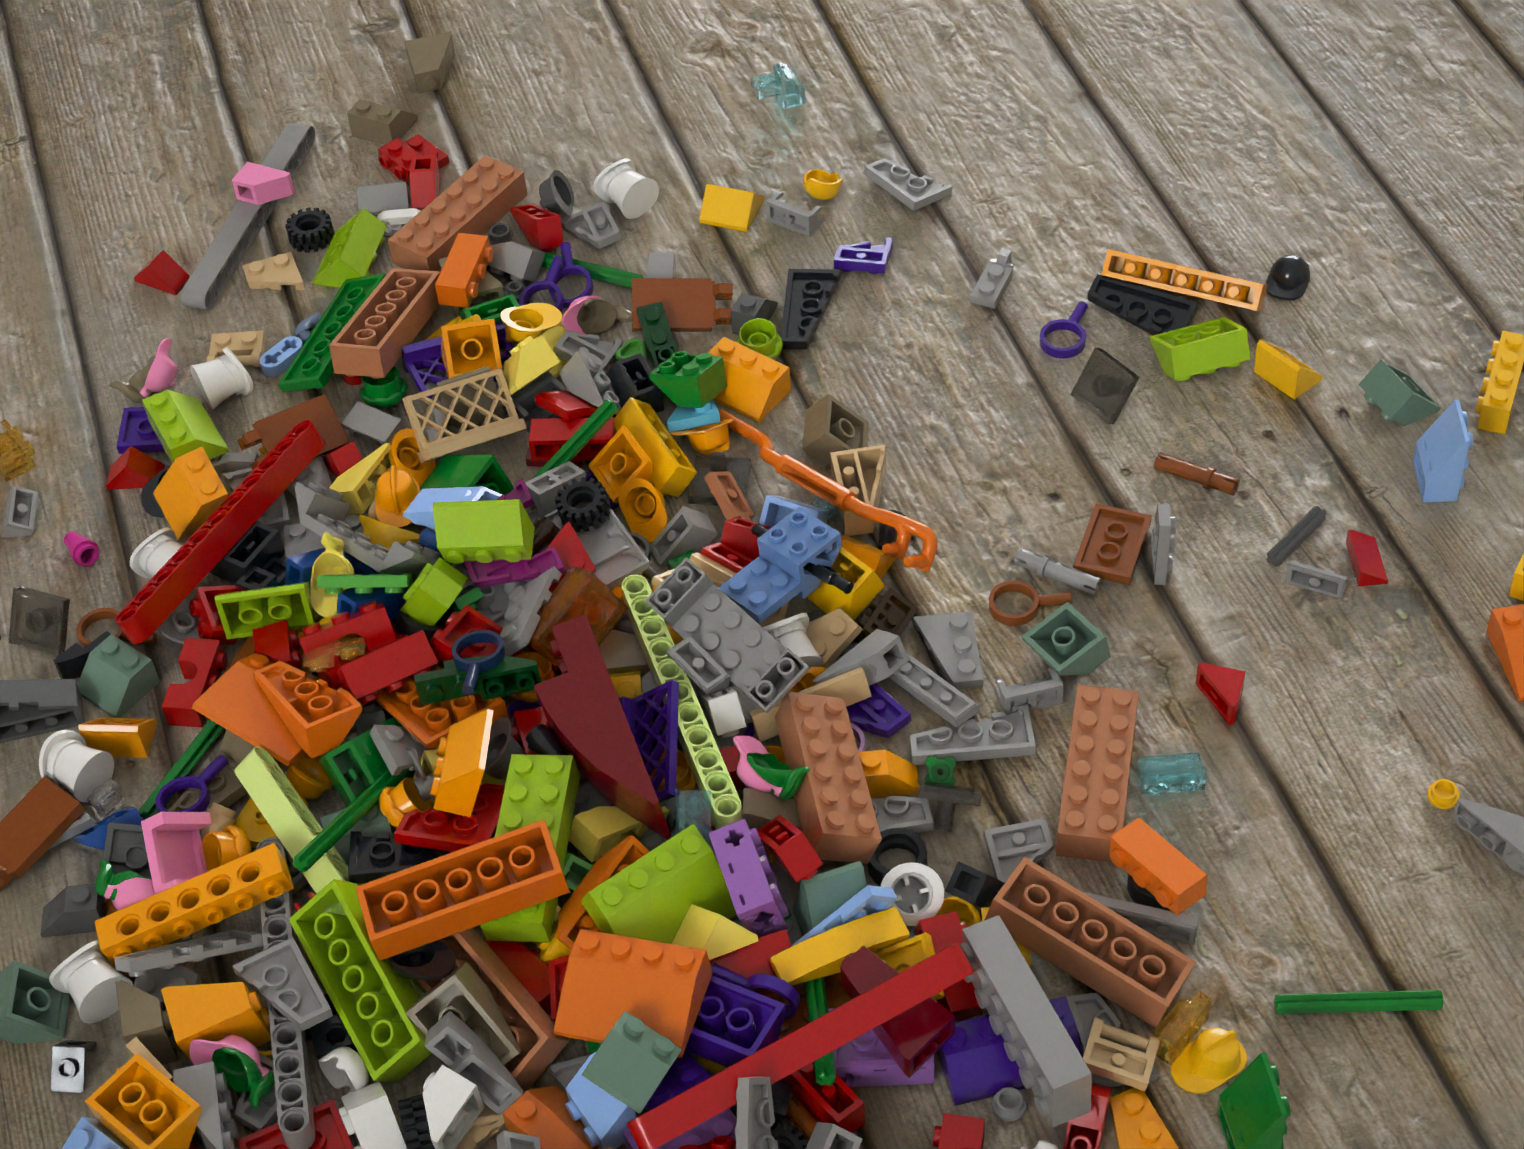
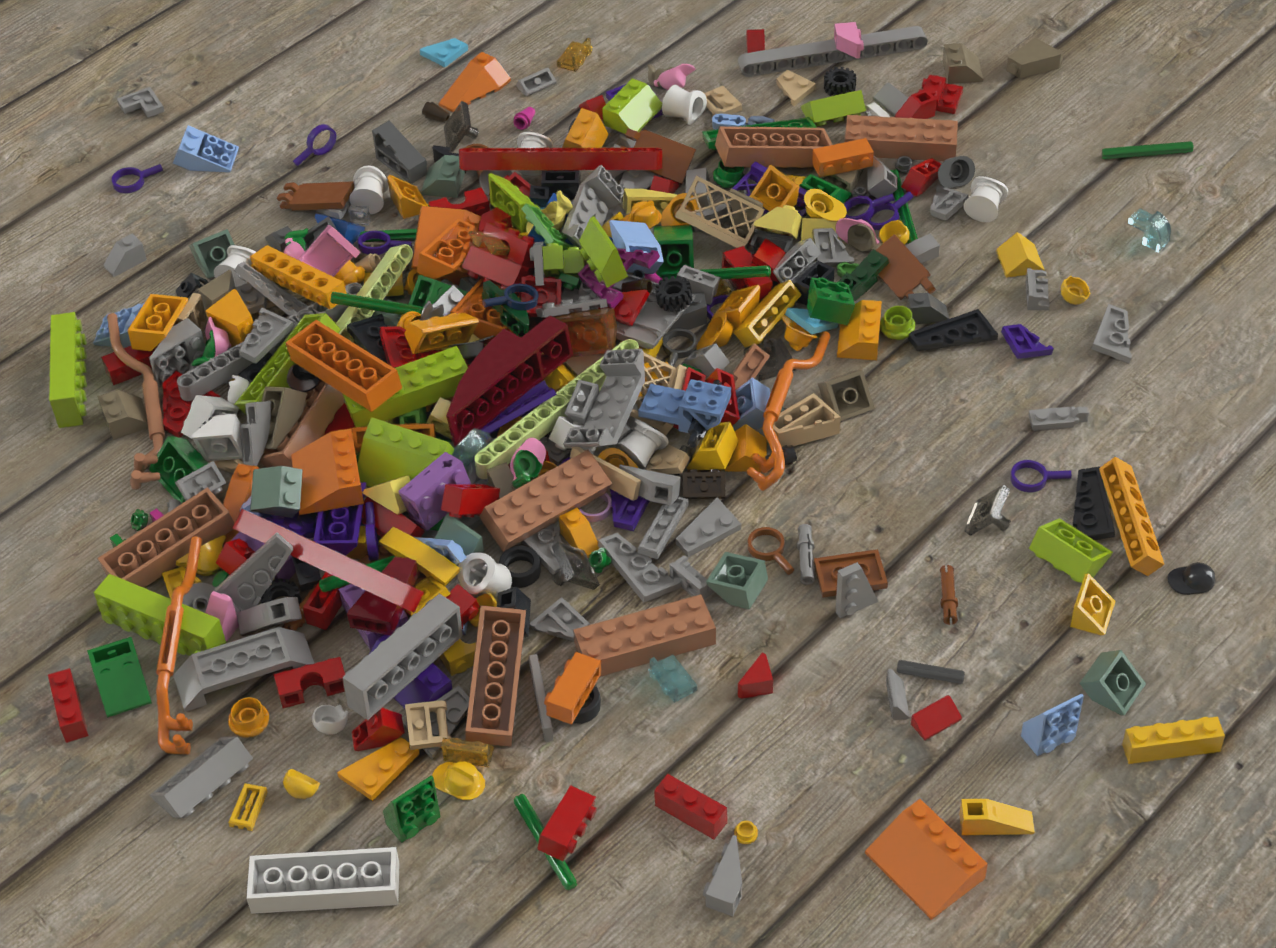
camera: 60 degrees right, 0 degrees up
(429, 604) = (536, 255): none -> light grey wing
(614, 286) = (894, 227): none -> yellow hair
(650, 43) = (1147, 150): none -> green axle
(1355, 961) = (567, 823): none -> red brick
(1385, 828) = (690, 806): none -> red brick

